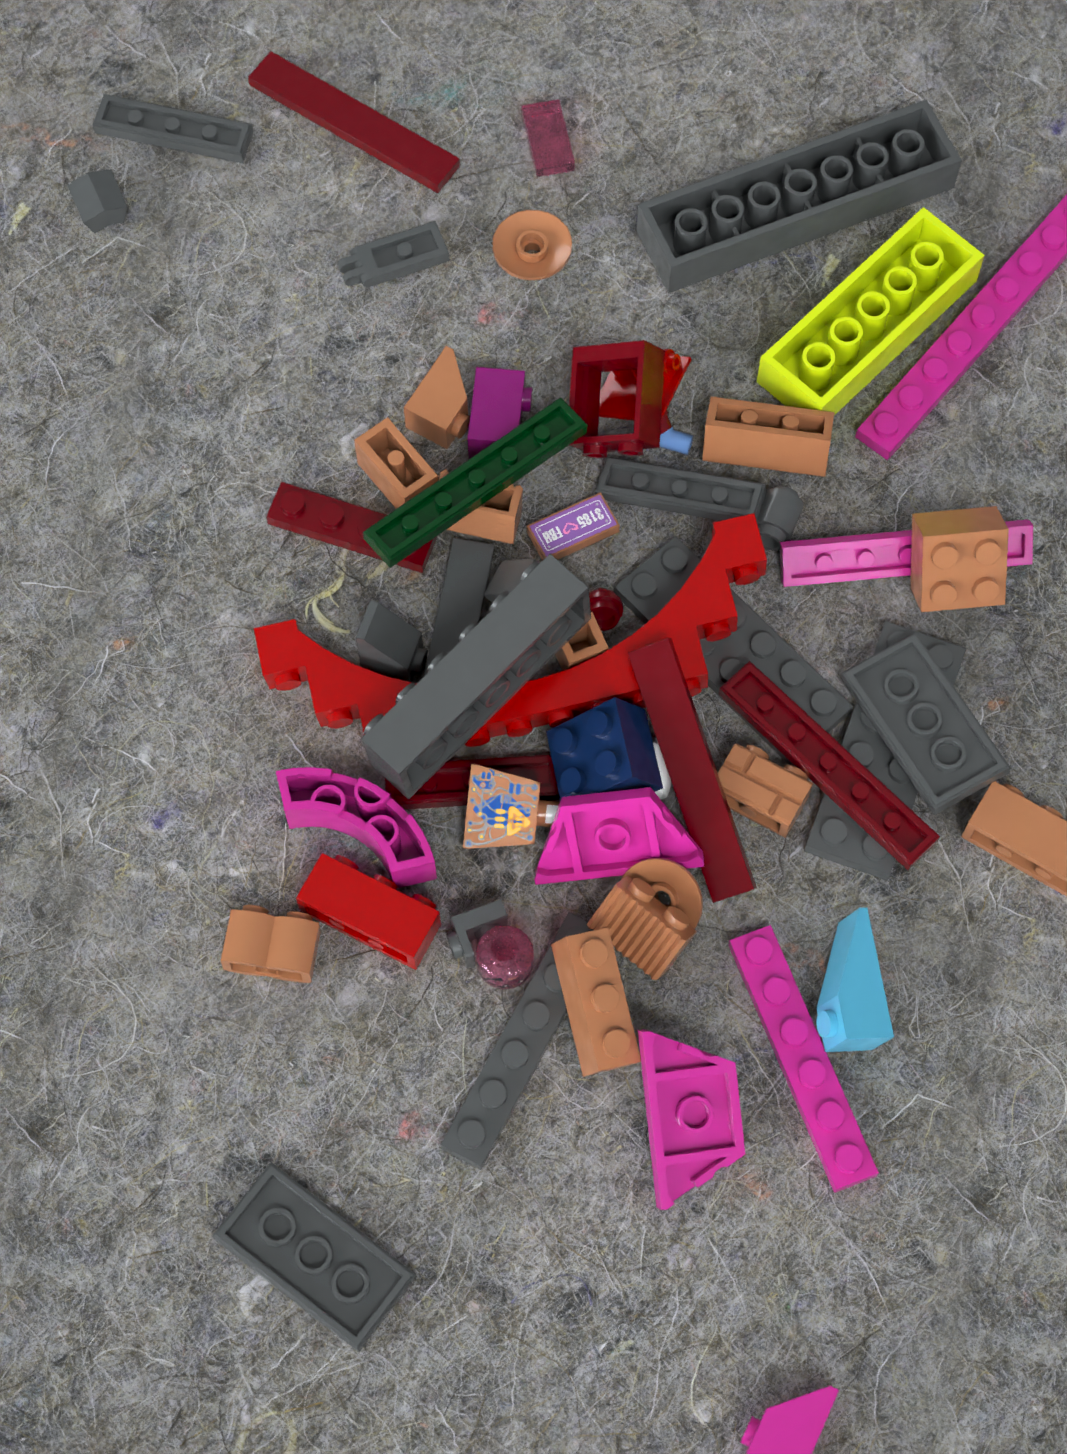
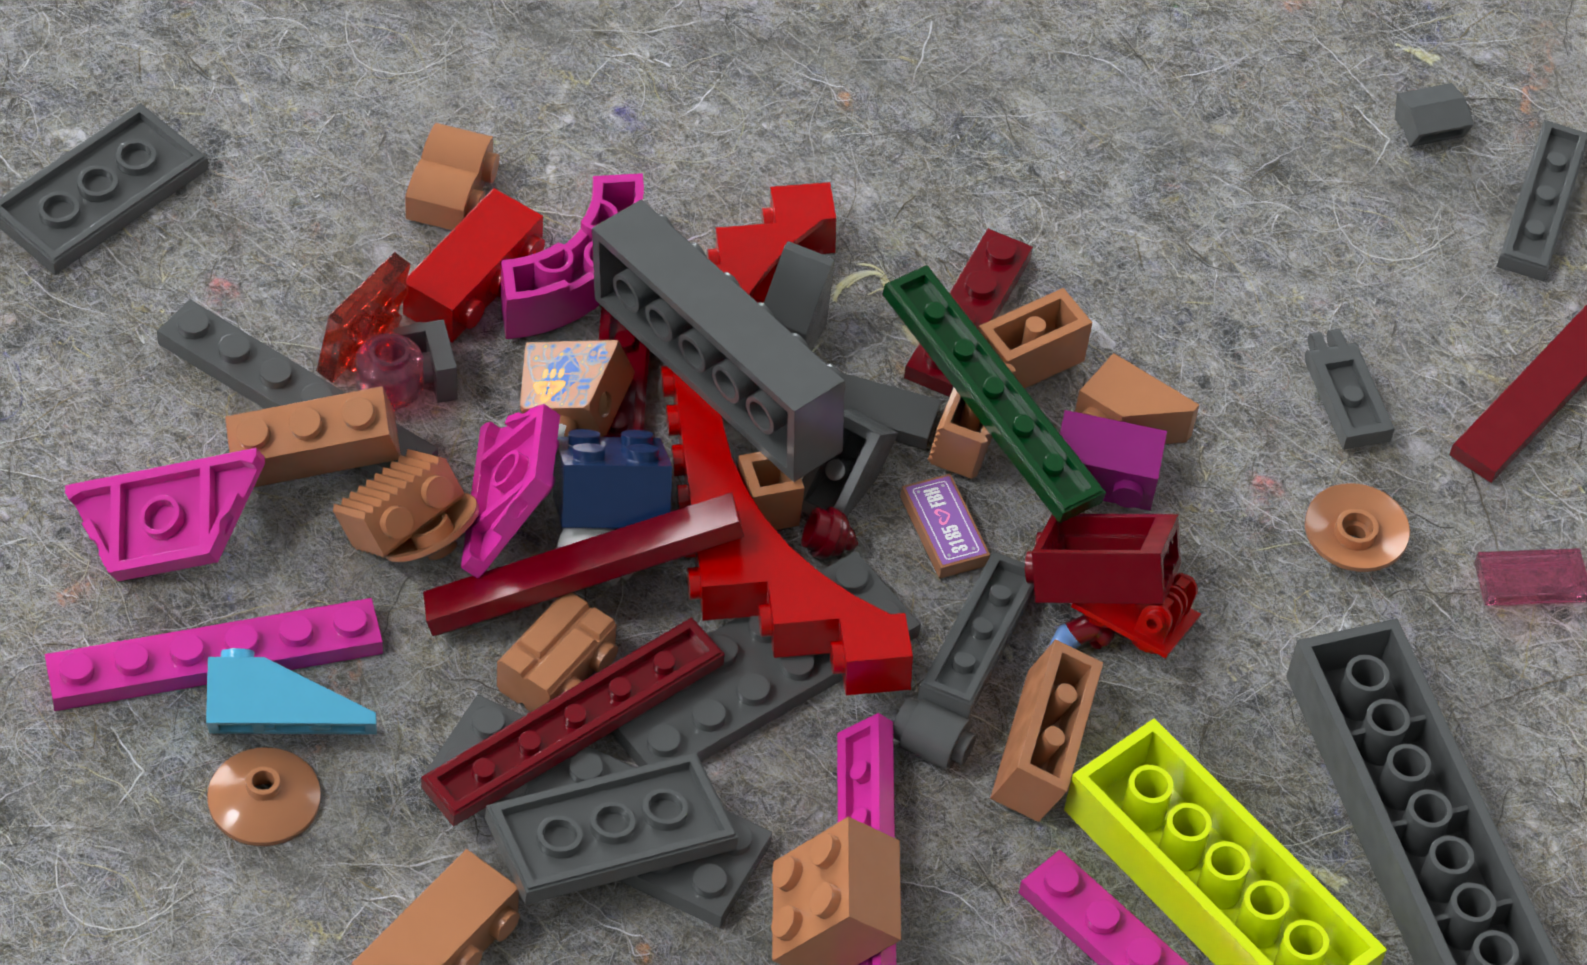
camera: 90 degrees right, 15 degrees down
(460, 981) = (364, 314): none -> clear red plate
(918, 1016) = (264, 815): none -> nougat dish

